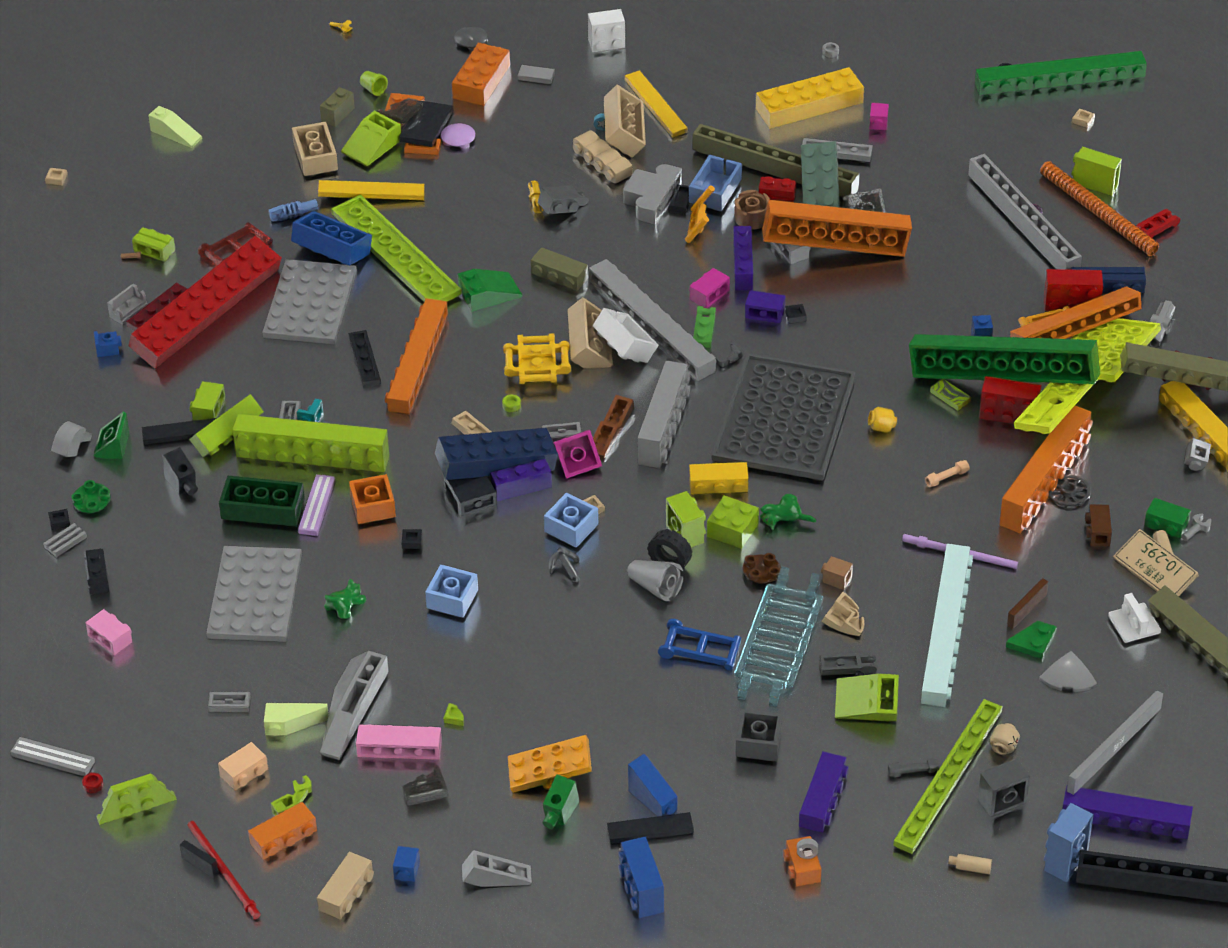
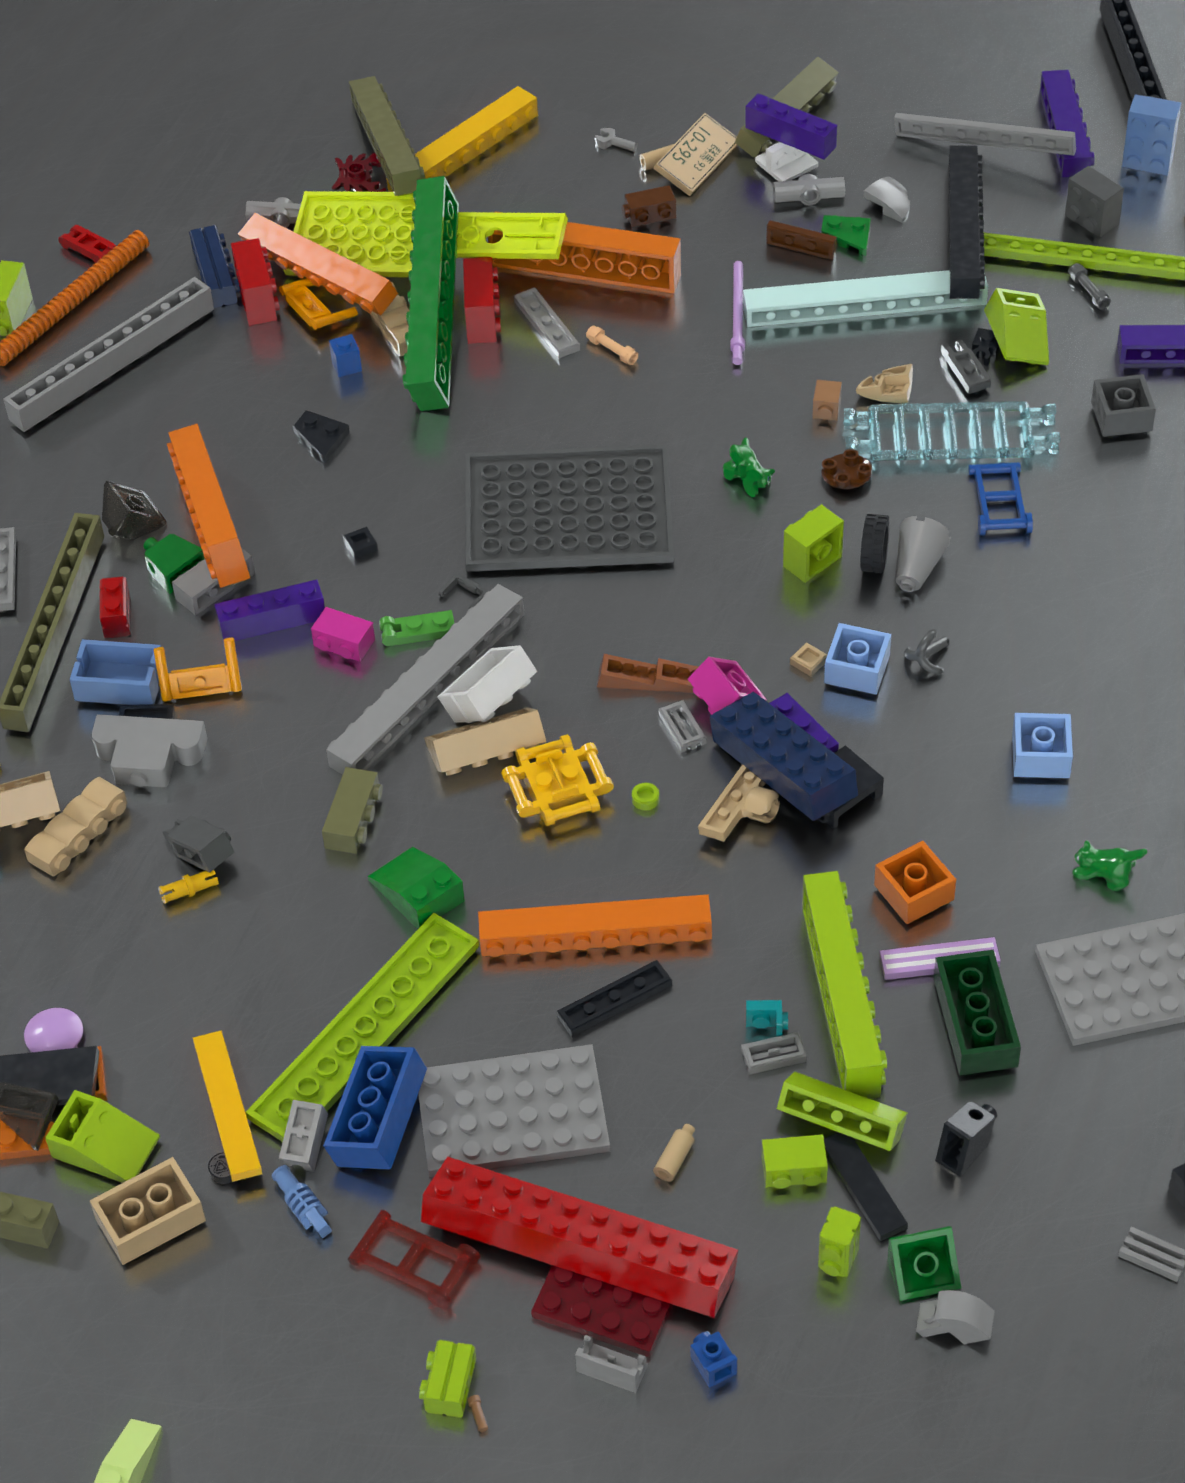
camera: 105 degrees left, 5 degrees up
(59, 519) = (1115, 1281): black tile -> none
(91, 497) = (1055, 1249): green dish -> none
(140, 399) = (839, 1242): none -> lime brick
(242, 357) = (674, 1153): none -> tan cylinder
(330, 207) = (303, 1135): none -> light grey hinge
(411, 538) = (959, 825): black plate -> none
(663, 414) = (626, 611): light grey brick -> none
(718, 478) = (712, 541): yellow brick -> none
(732, 522) = (783, 504): lime brick -> none
(751, 209) = (168, 620): medium nougat brick -> none
(765, 306) = (362, 569): dark purple brick -> none
(820, 174) = (94, 549): sand green plate -> none
(882, 419) = (544, 413): yellow head -> none
(910, 311) = (321, 433): none -> black wing
(950, 394) = (469, 369): lime tile -> none
(988, 445) = (546, 323): none -> light grey tile
(1004, 738) = (1015, 221): tan head -> none
(1005, 695) = (966, 223): none -> black brick
(1090, 624) = (809, 189): none -> light grey piece
(1142, 603) = (791, 126): none -> dark purple brick
(1167, 517) = (616, 158): green brick -> none
(1197, 458) = (504, 149): light grey brick -> none

